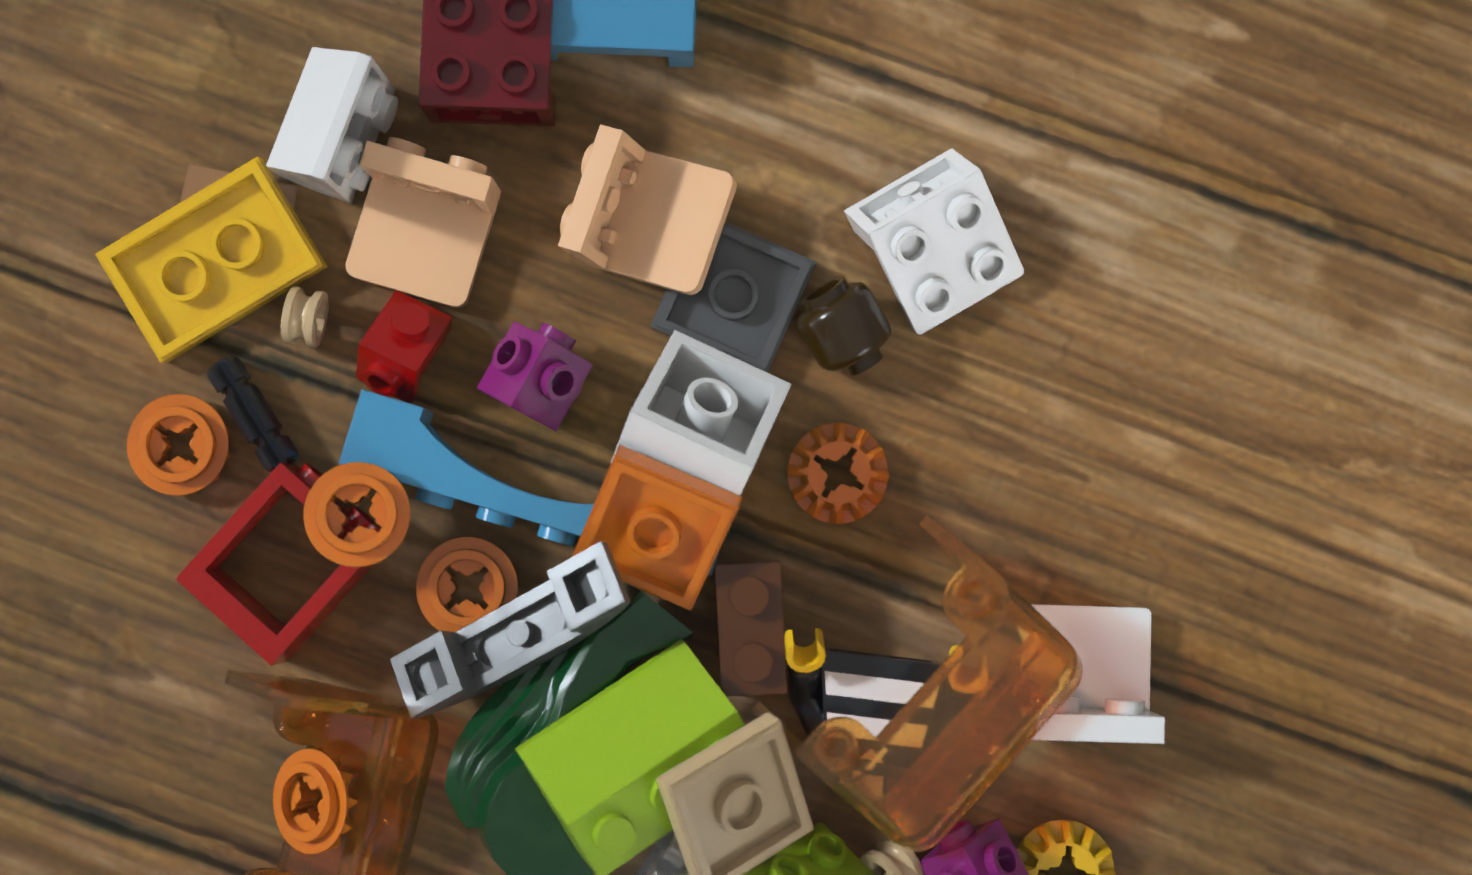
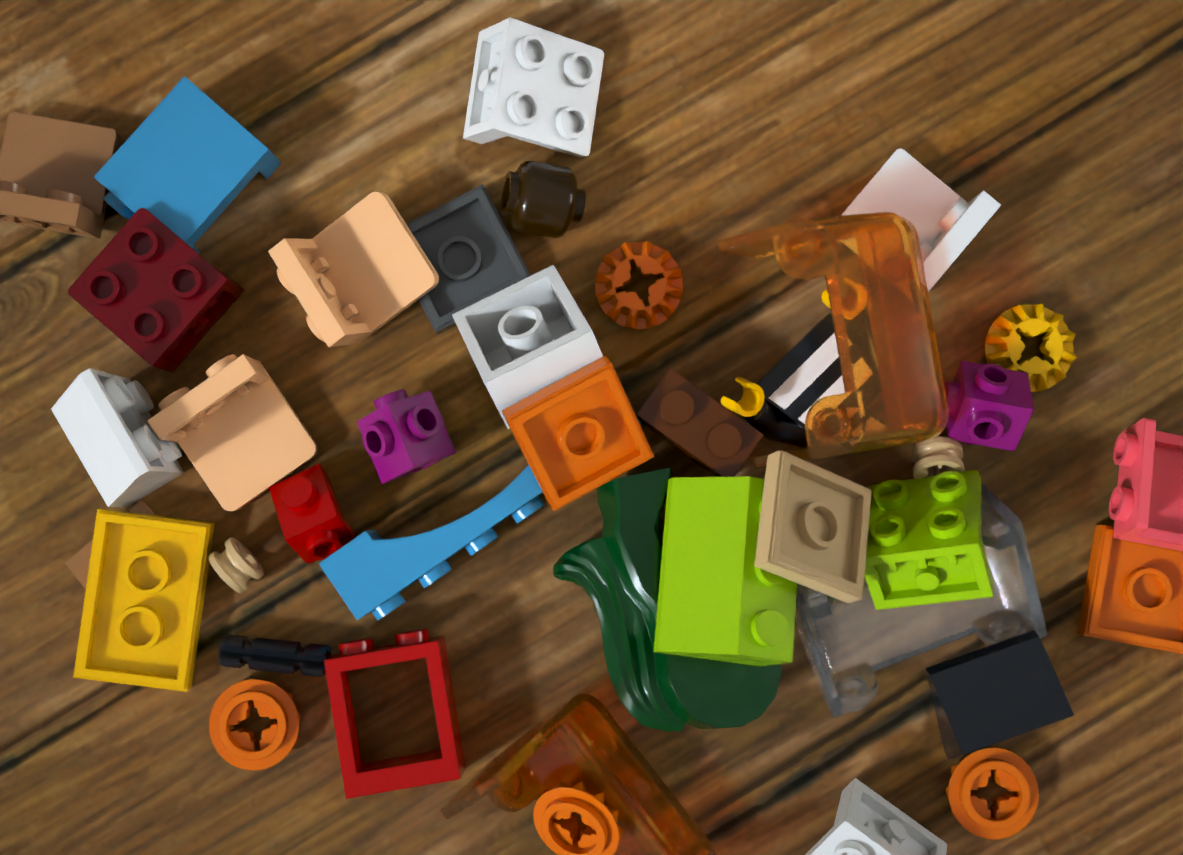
camera: 50 degrees left, 0 degrees up
(352, 484) = (380, 620): orange gear -> none
(466, 555) = (497, 621): orange gear -> none
(515, 637) = (576, 591): slope -> none

